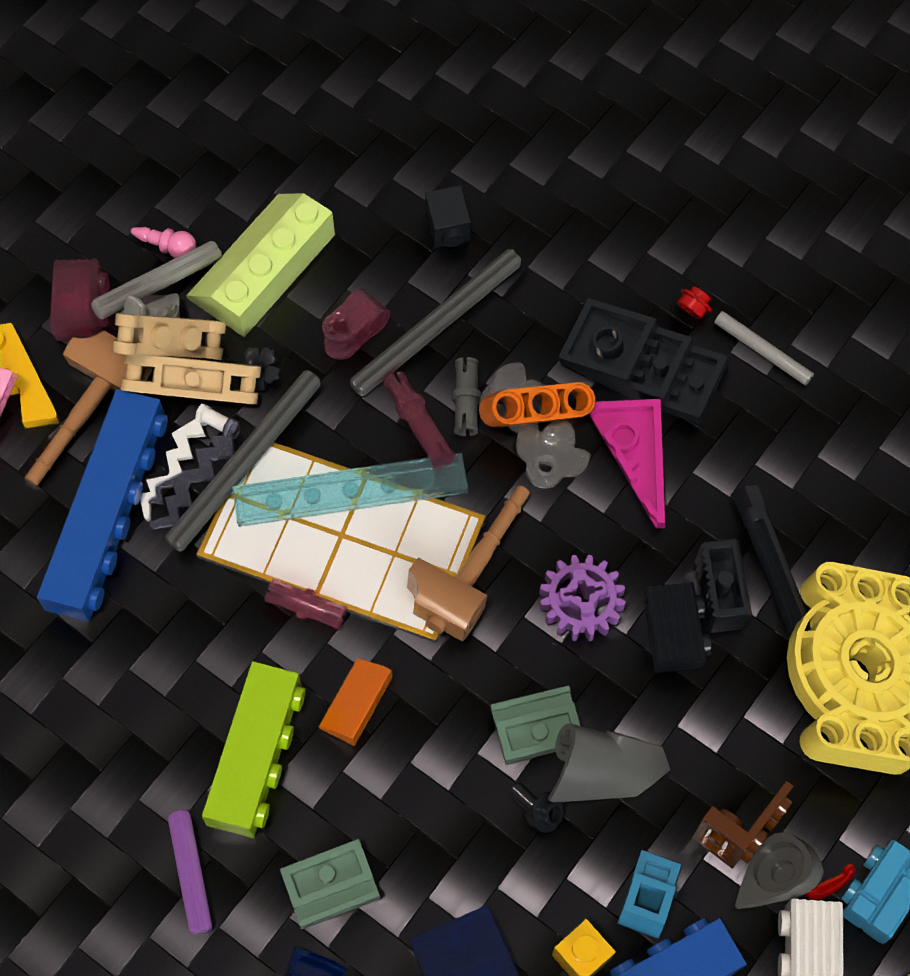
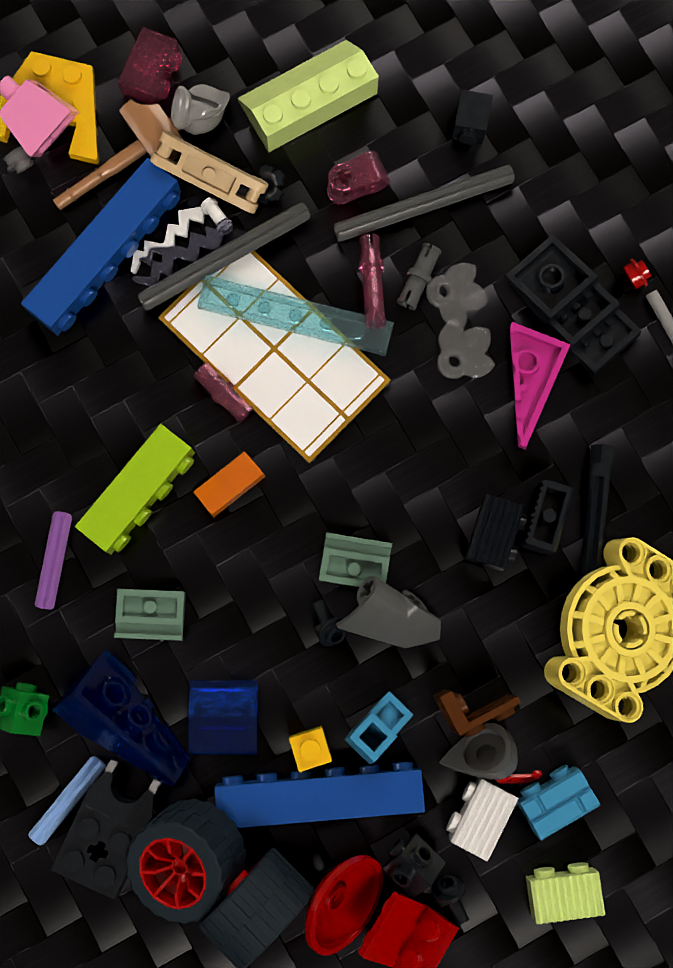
camera: 20 degrees right, 15 degrees up
(157, 279) = (217, 76): light grey axle -> none
(168, 241) = (248, 51): bright pink bar -> none
(168, 336) = (202, 131): tan plate -> none
(450, 601) = (332, 440): medium nougat piece -> none
(553, 400) = (481, 317): orange beam -> none
(567, 602) = (449, 482): medium lavender gear -> none

